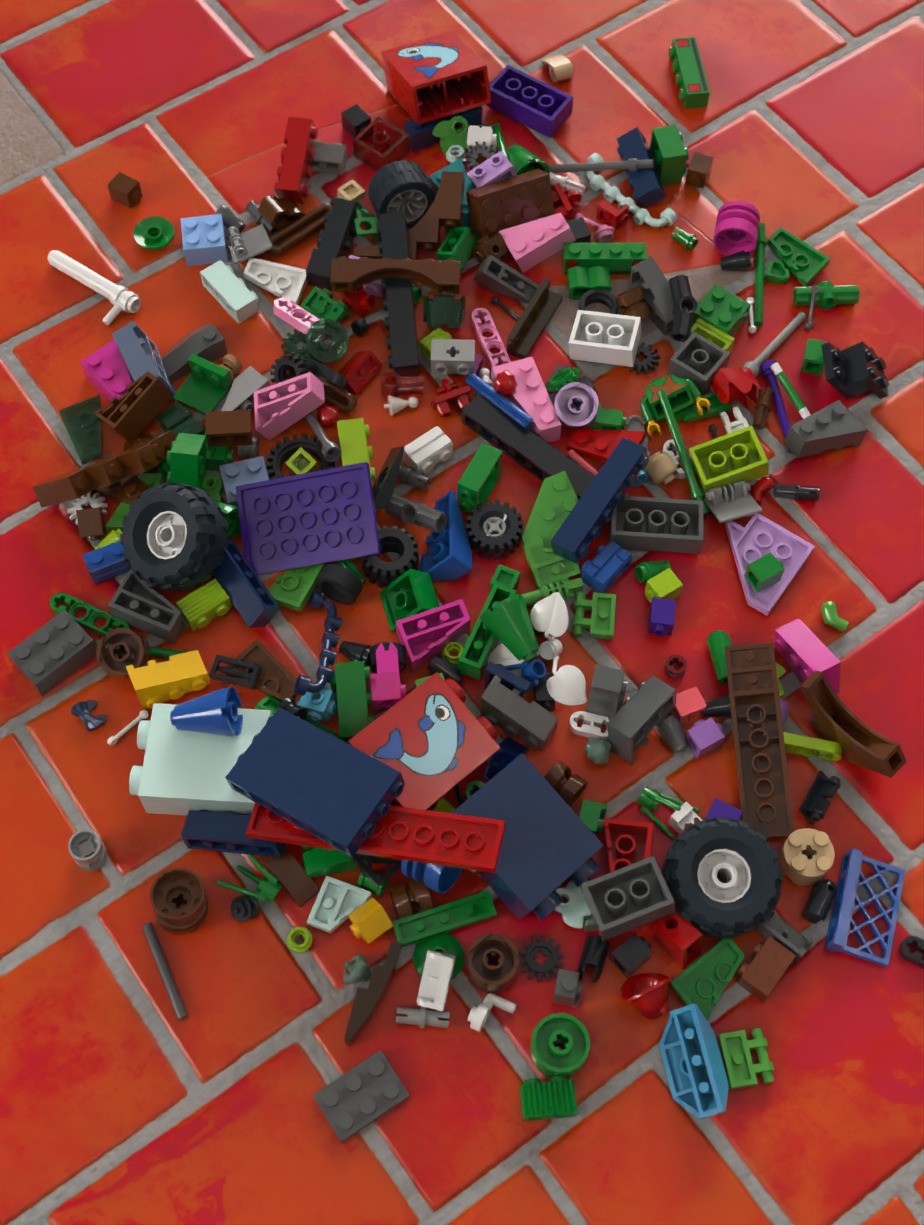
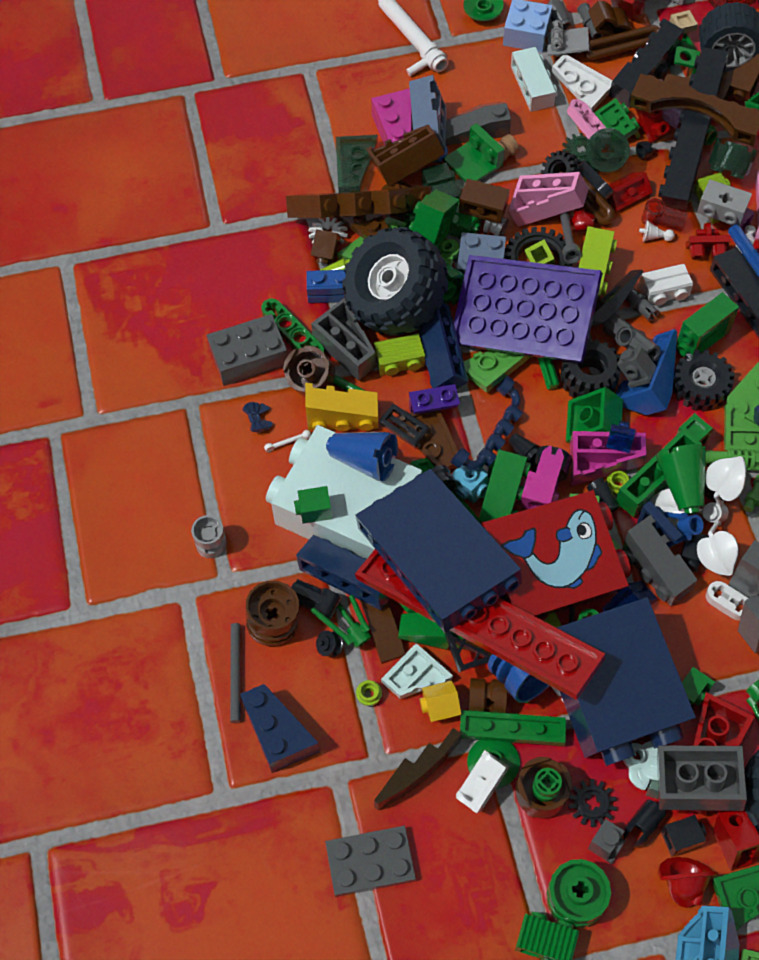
camera: 25 degrees right, 0 degrees up
(180, 782) = (313, 505): none -> green brick
(210, 871) = (311, 597): none -> black piece
(226, 1010) = (277, 730): none -> dark blue wedge
(242, 390) = (510, 170): light grey slope -> none
(254, 637) = (433, 399): none -> dark purple bracket
(339, 584) = (532, 379): black tyre -> none
(356, 970) = (410, 742): sand green piece -> none
(365, 881) = (450, 663): green bush -> none
(422, 1017) = (456, 811): light grey pin -> none
(431, 539) = (636, 366): none -> dark grey brick
(442, 611) = (621, 437): none -> clear blue tile
(479, 1015) = (511, 832): white plate -> none
(498, 964) = (543, 788): none -> green wheel
(564, 783) = (681, 647): reddish brown wheel -> none
(598, 750) = (726, 626): sand green piece -> none

